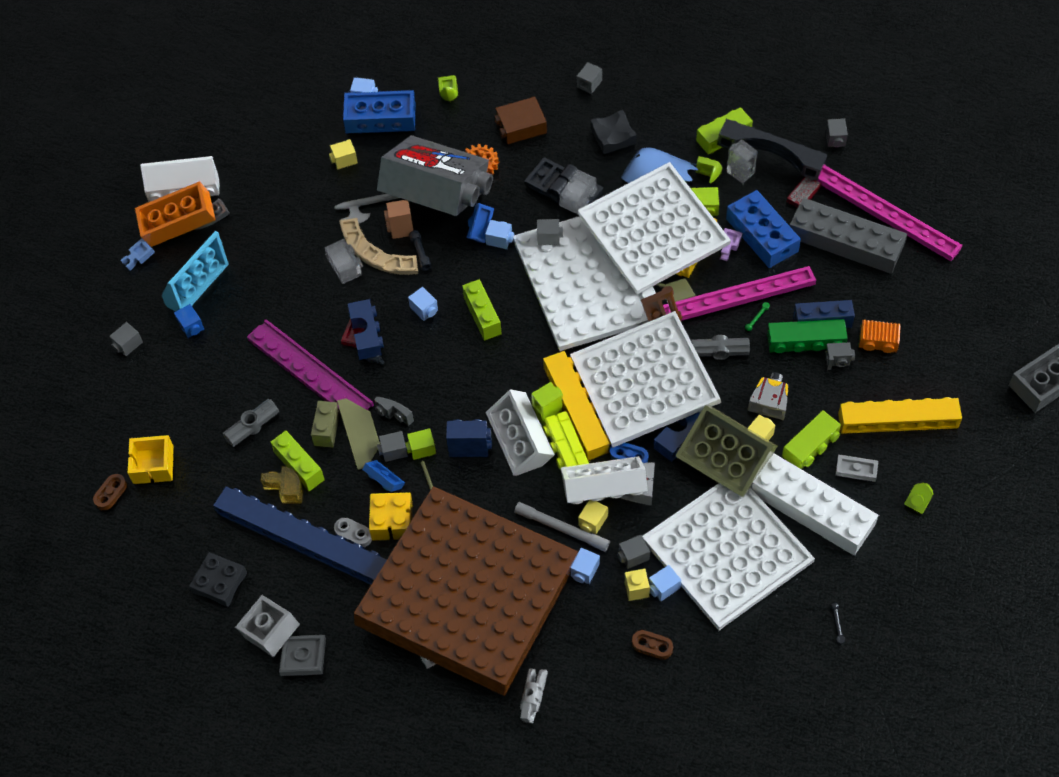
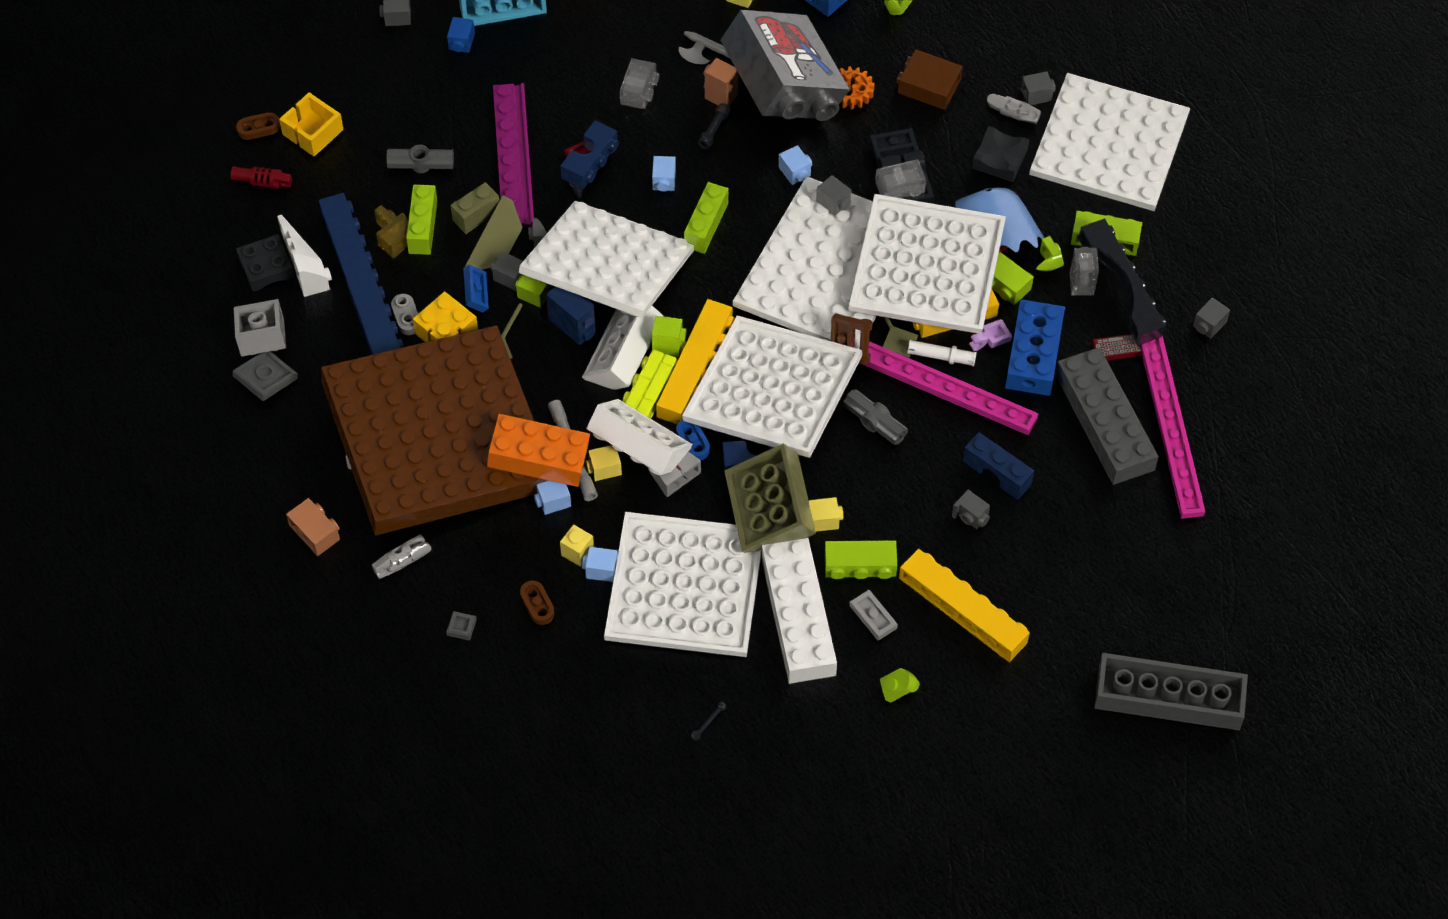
camera: 40 degrees right, 0 degrees up
(151, 523) = (262, 177): none -> dark red hinge
(254, 556) = (307, 265): none -> white wedge
(374, 256) = (670, 97): tan tile -> none
(452, 727) = (313, 526): none -> nougat brick
(454, 385) = (607, 258): none -> white plate
(479, 222) = (787, 139): blue tile -> none
(556, 542) = (538, 450): none -> orange brick
(588, 100) = (1014, 108): none -> light grey hinge
(620, 704) = (461, 625): none -> dark grey tile
(633, 552) = (605, 518): dark grey brick -> none
(663, 78) = (1110, 141): none -> white plate
(719, 273) = (942, 353): none -> white pin
(765, 306) = (961, 417): green hinge -> none
(770, 397) = (868, 493): light grey torso -> none
(805, 335) = (962, 469): green brick -> none
(879, 336) = (1028, 525): orange brick -> none

